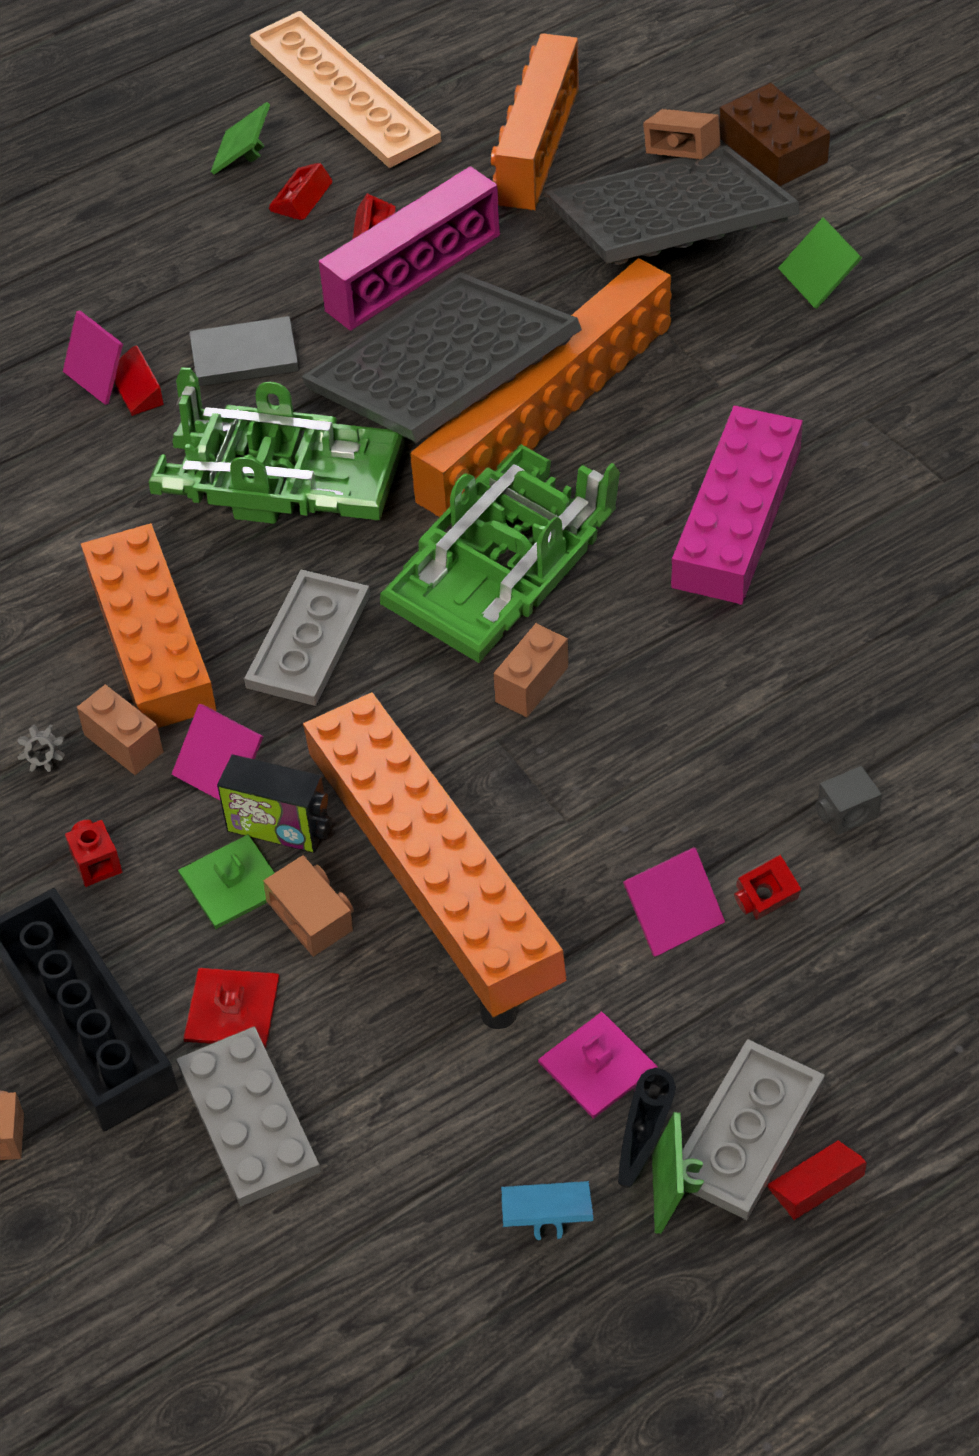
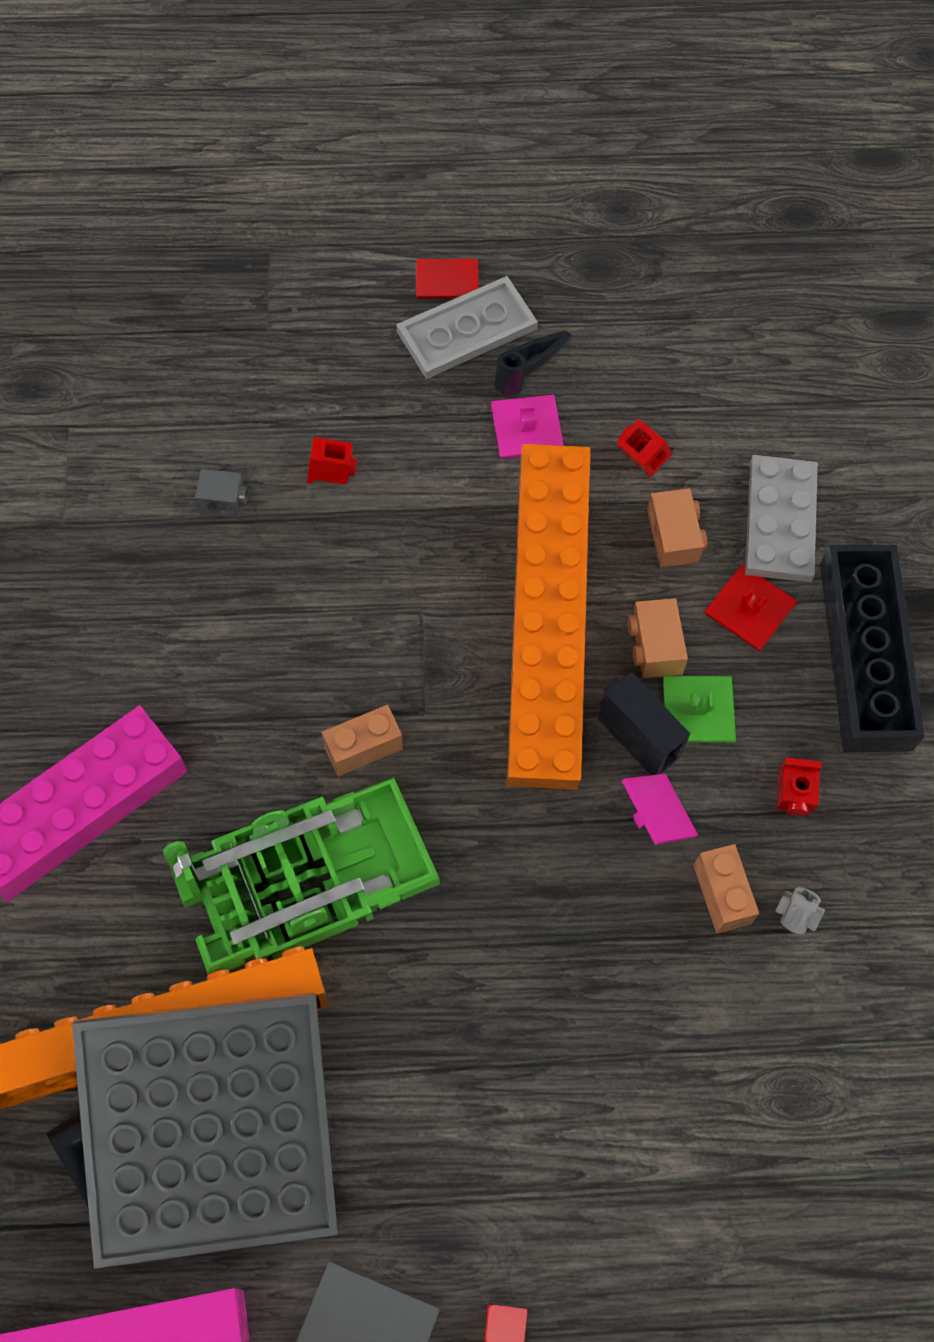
camera: 155 degrees left, 15 degrees up
(148, 625) = (650, 993): orange brick -> none
(307, 637) = (516, 897): light grey plate -> none
(335, 470) = (381, 1063): bright green piece -> none
(357, 1028) = (676, 527): none -> nougat brick
(448, 1093) = (654, 451): none -> red brick
(546, 1205) = (626, 342): dark azure piece -> none
(670, 1173) = (542, 307): bright green piece -> none
(674, 901) = (402, 486): dark pink piece -> none

